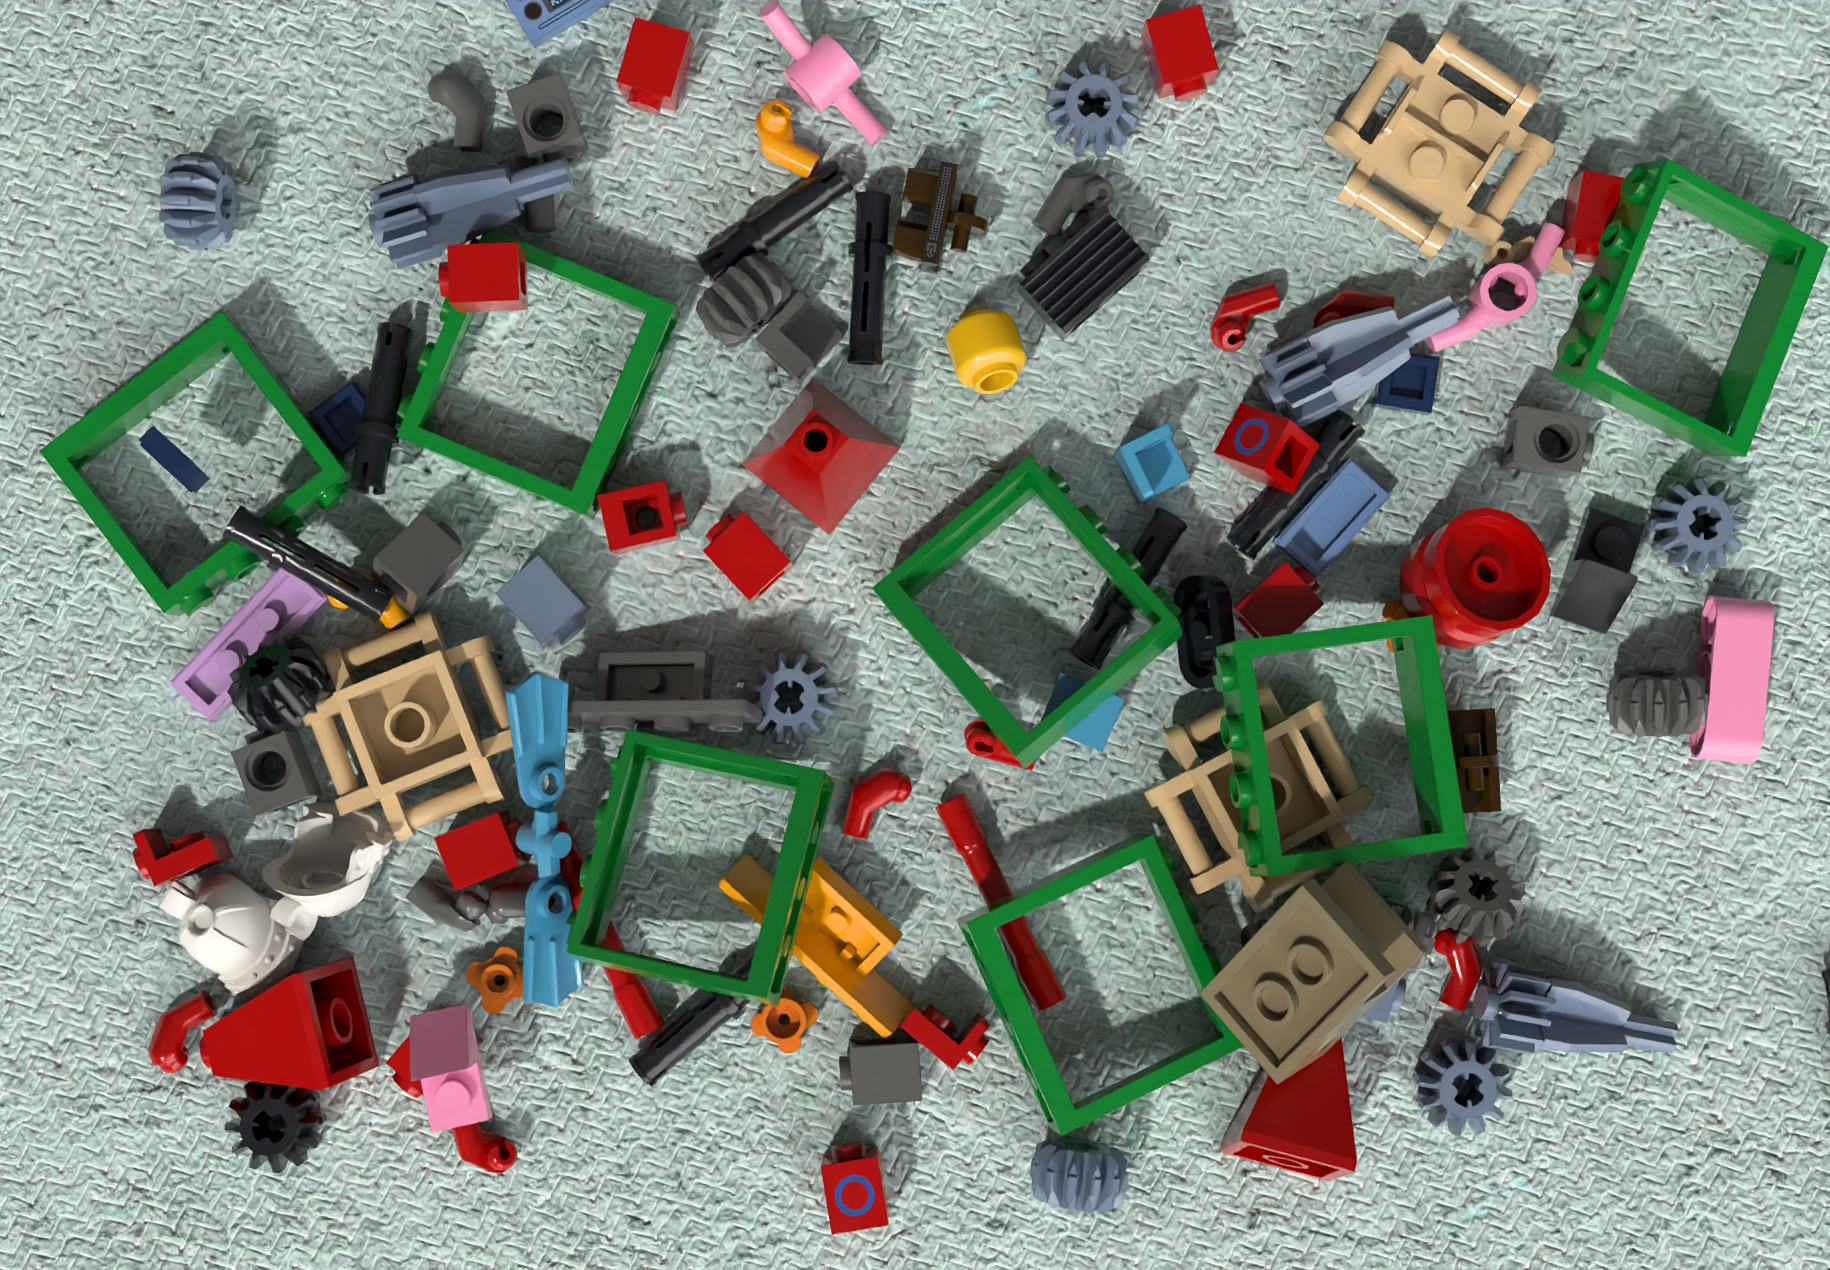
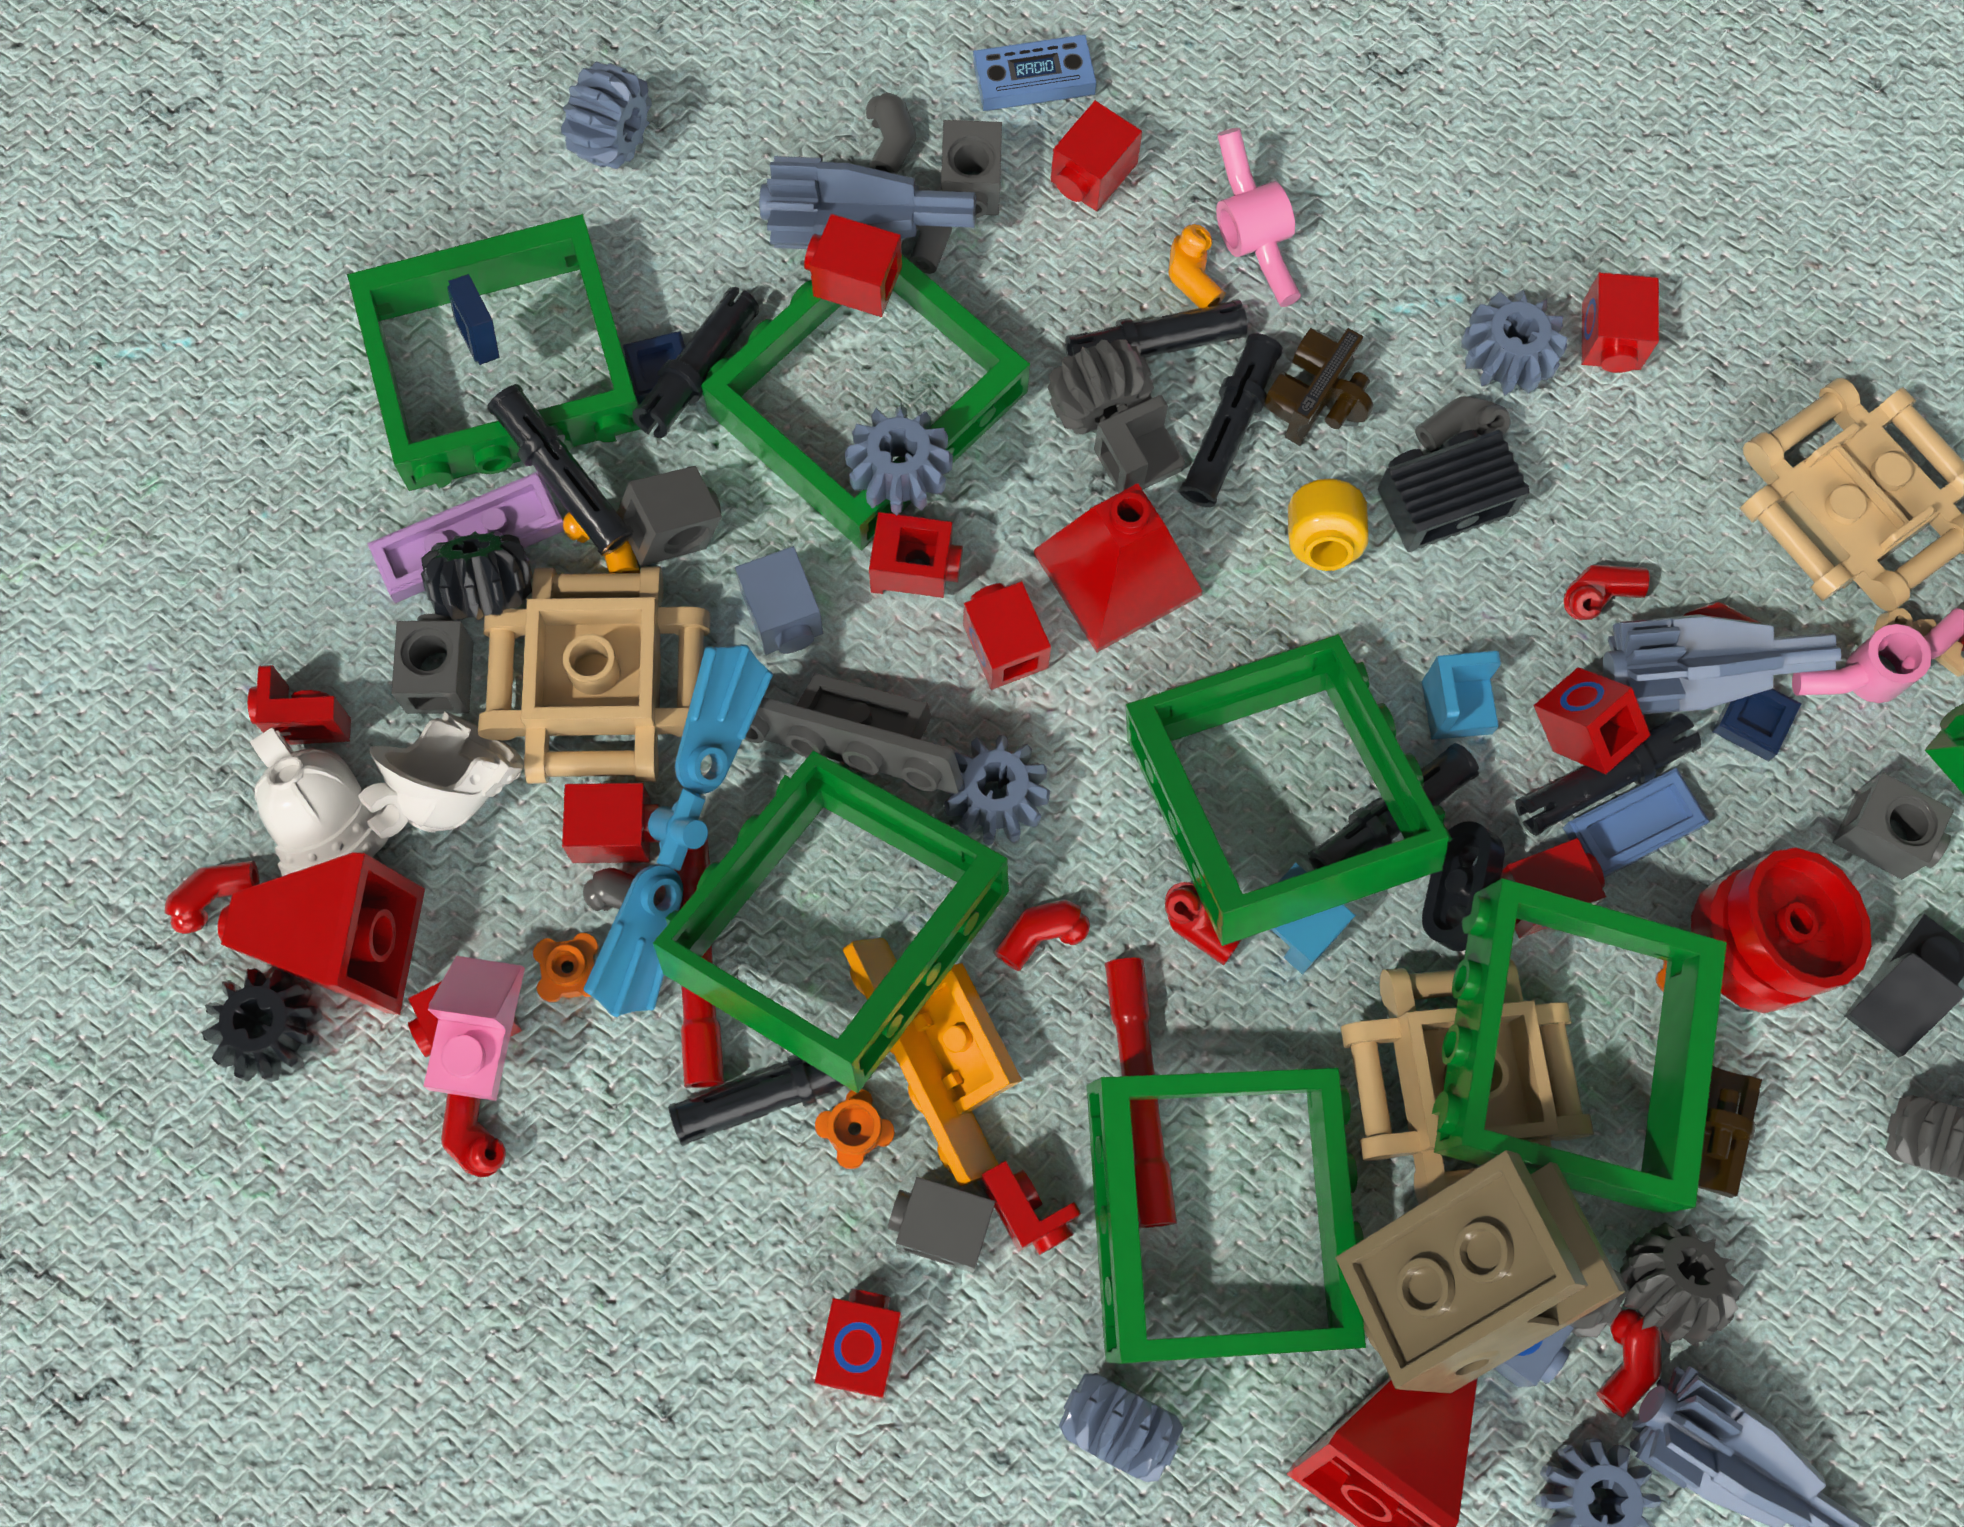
camera: 20 degrees right, 15 degrees down
(445, 909) = (541, 871): dark grey arm -> none
(609, 431) = (893, 437): none -> sand blue gear

